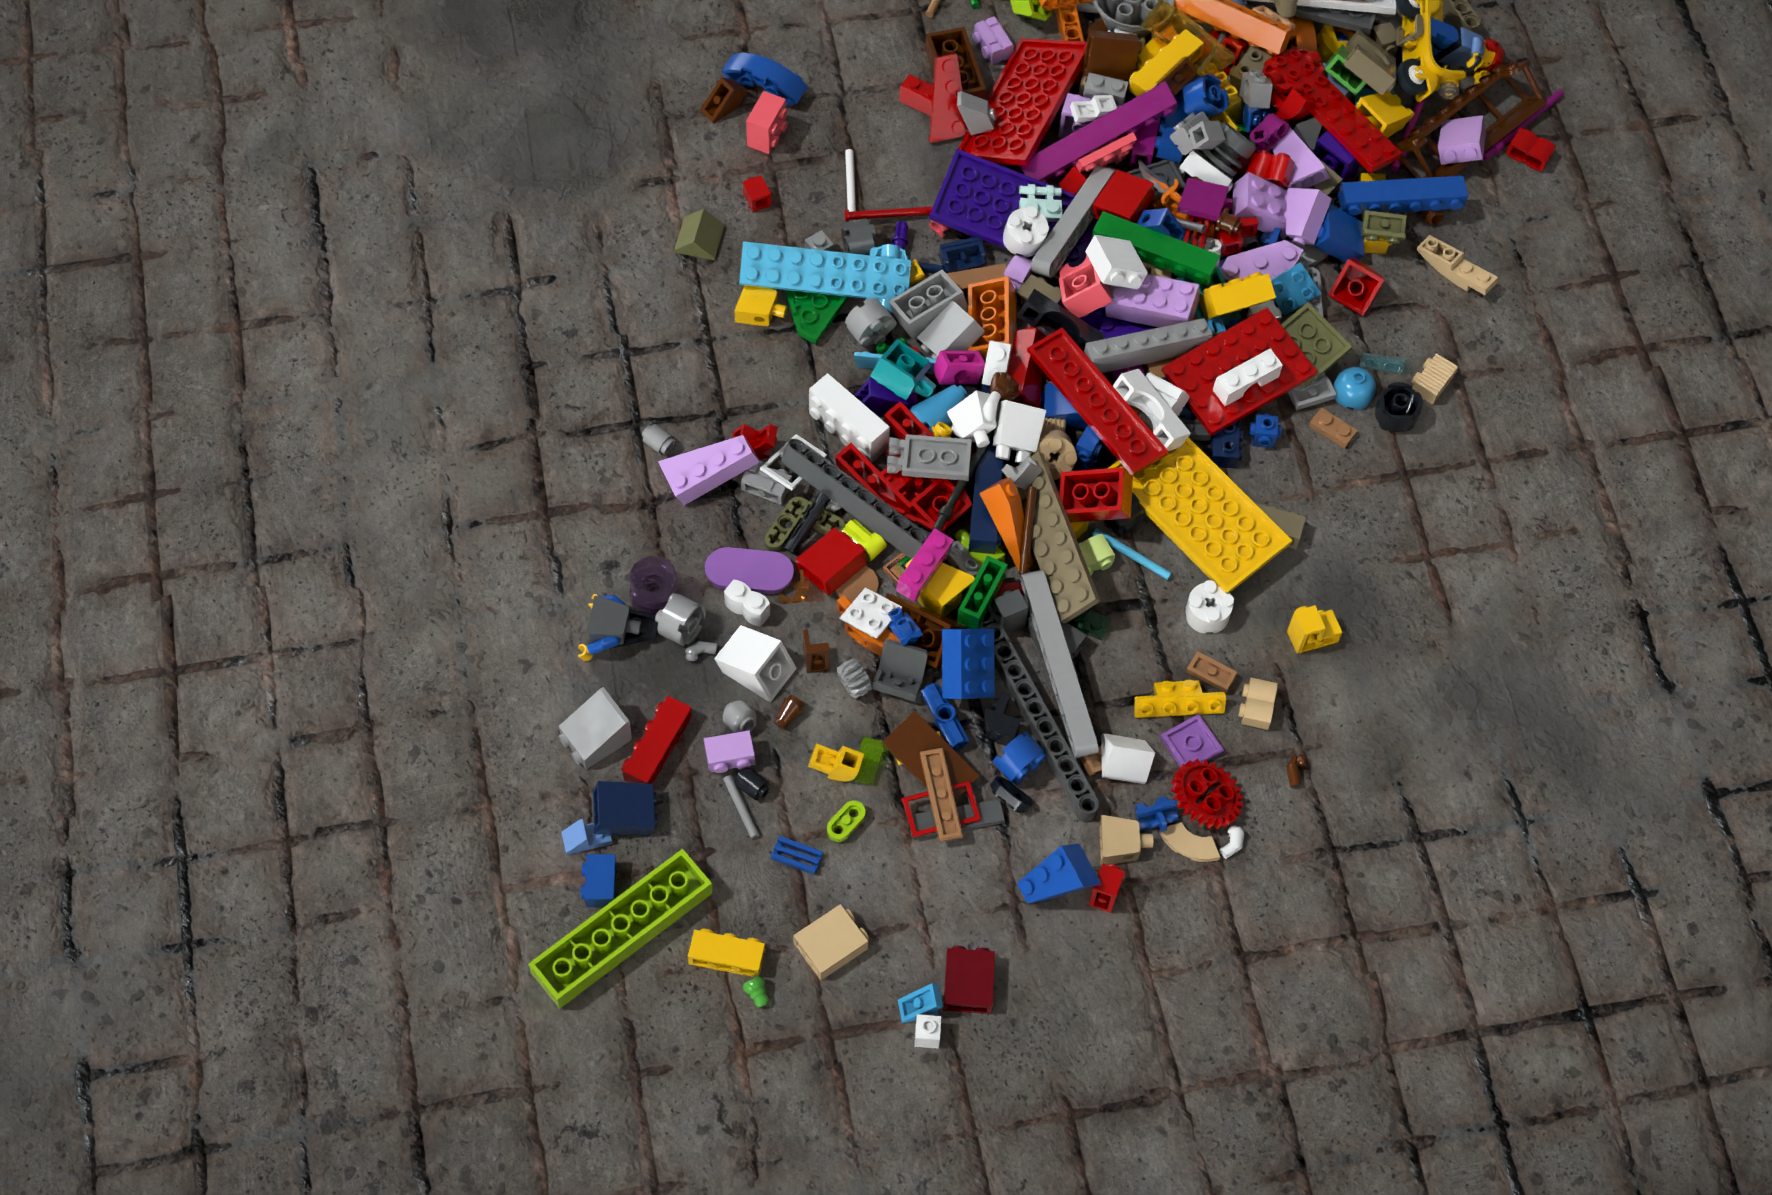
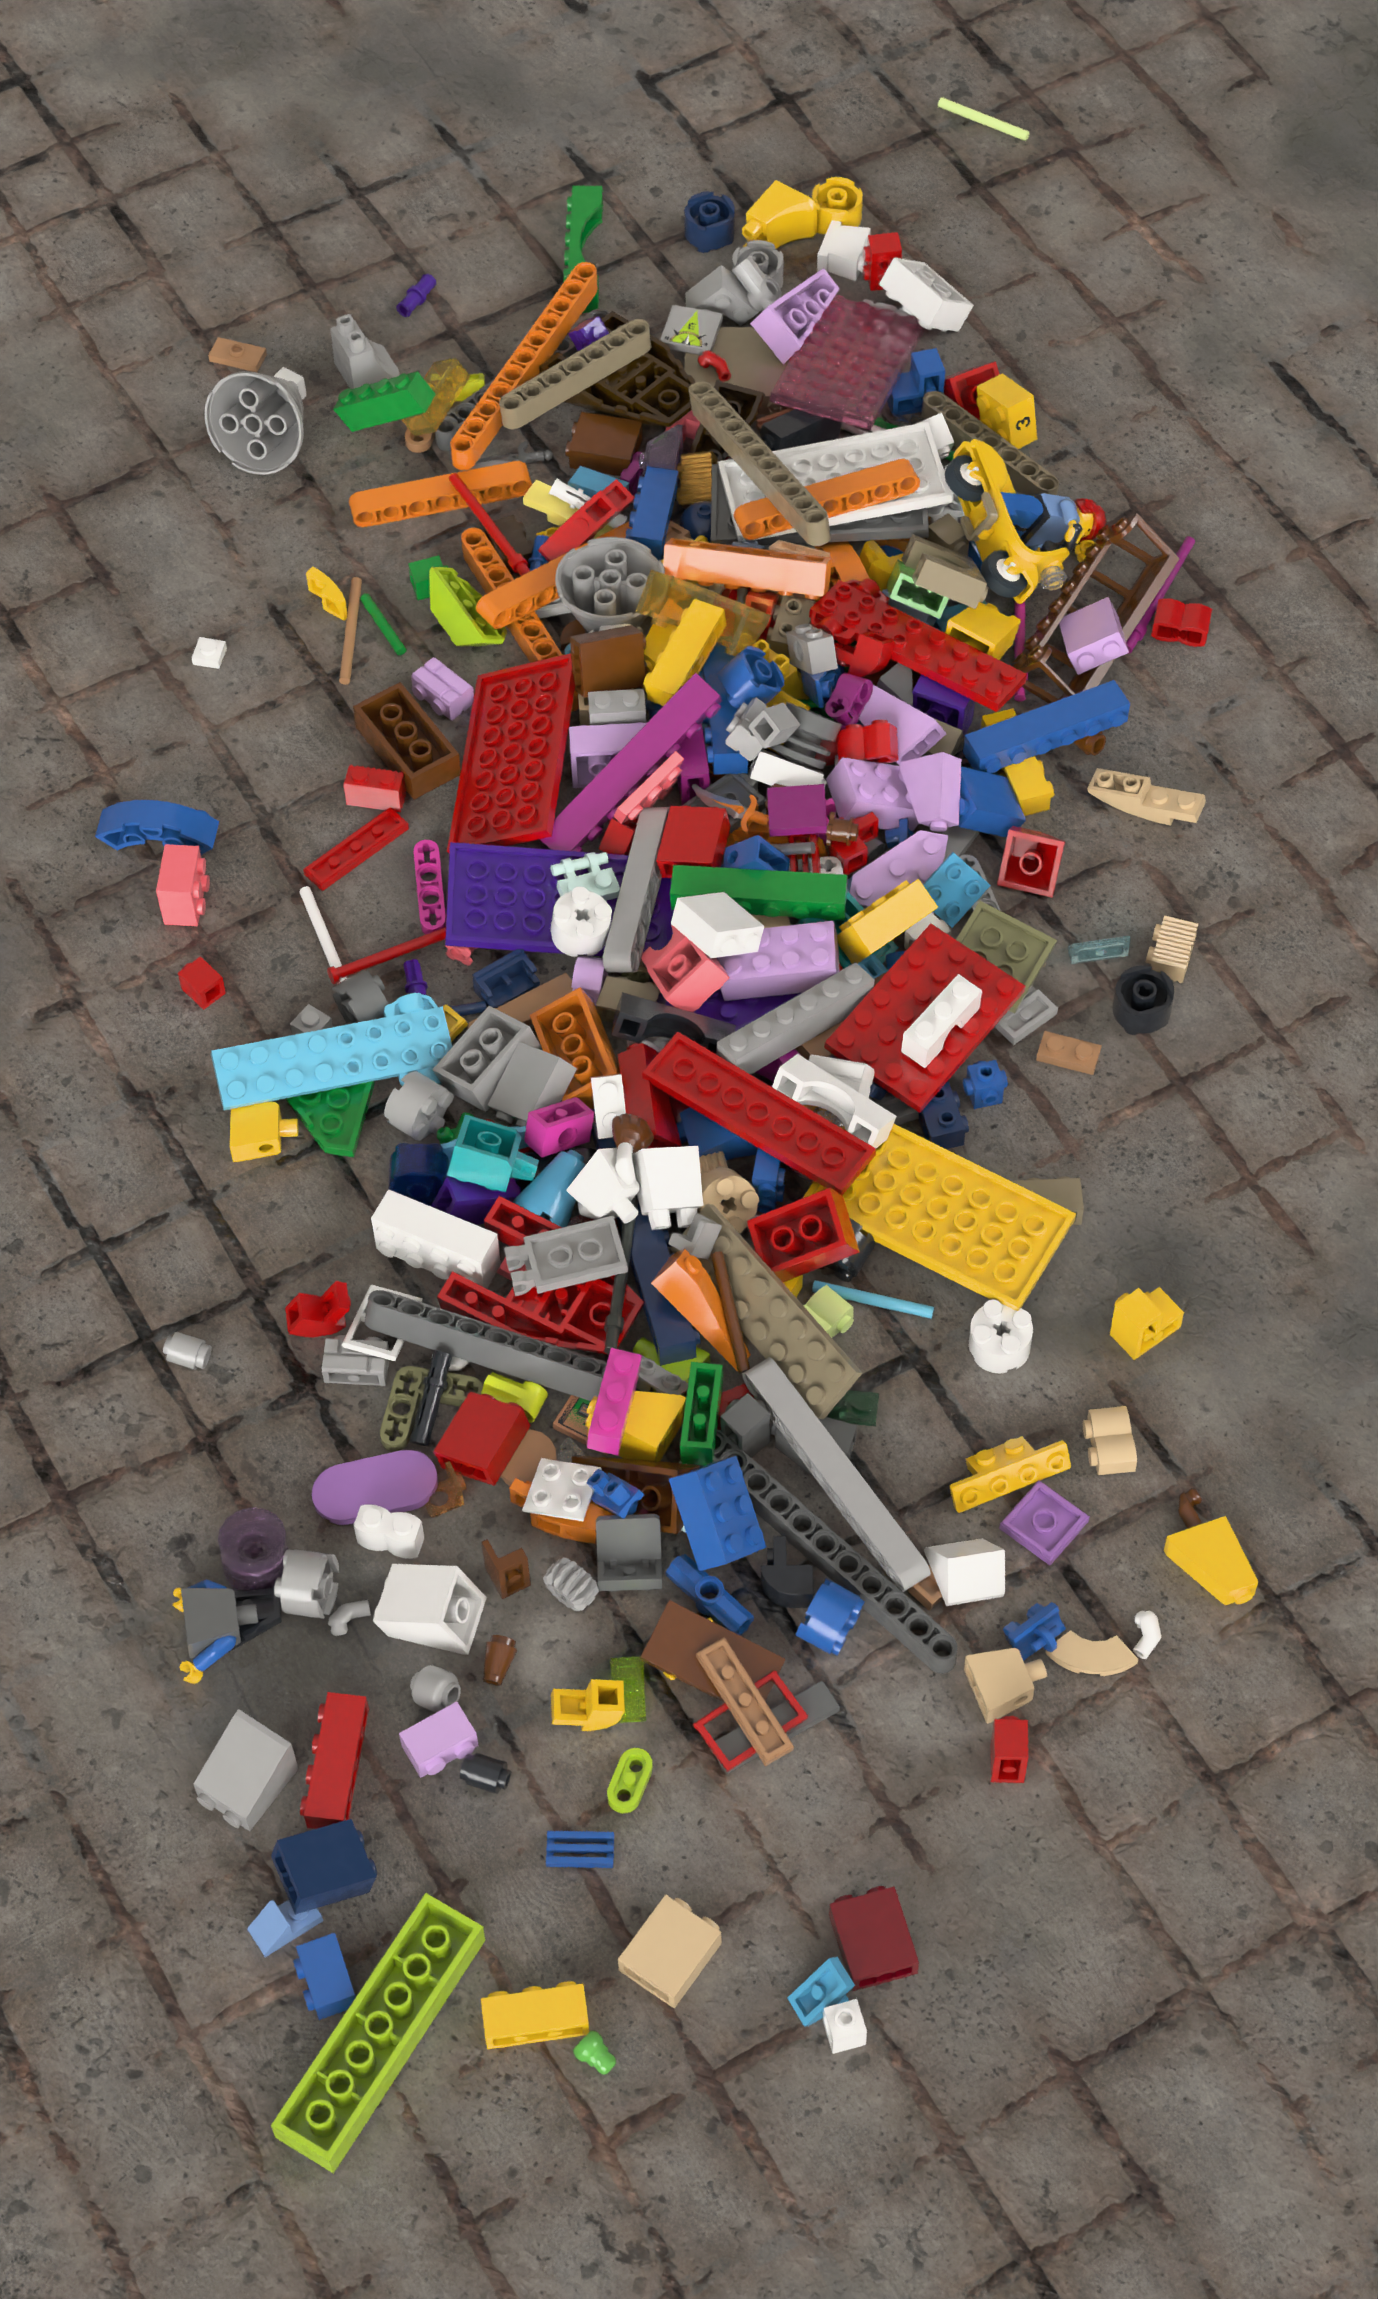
camera: 15 degrees left, 5 degrees down
(700, 235) = (144, 1062): olive slope -> none
(707, 467) = (270, 1367): lavender wedge -> none
(723, 99) = (111, 872): reddish brown slope -> none
(741, 807) = (481, 1810): light grey bar -> none
(853, 367) = (418, 1171): none -> clear blue brick
(893, 134) = (356, 849): none -> red tile
(936, 176) = (428, 888): none -> dark pink beam
(942, 430) = (568, 1216): yellow plate -> none
(946, 118) = (417, 792): red wing -> none
(976, 113) = (458, 789): light grey slope -> none
(1010, 793) = (827, 1666): black plate -> none
(1058, 875) = (942, 1754): blue wedge -> none
(1092, 110) = (611, 738): white slope -> none
(1179, 75) = (707, 660): reddish brown panel -> none
(1211, 672) = (1034, 1419): medium nougat plate -> none
(1219, 806) = (1113, 1593): red gear -> none
(1298, 807) = (1214, 1560): none -> yellow slope
(1355, 388) = (1077, 992): dark azure cylinder -> none
(1383, 226) = (1038, 774): olive bracket -> none

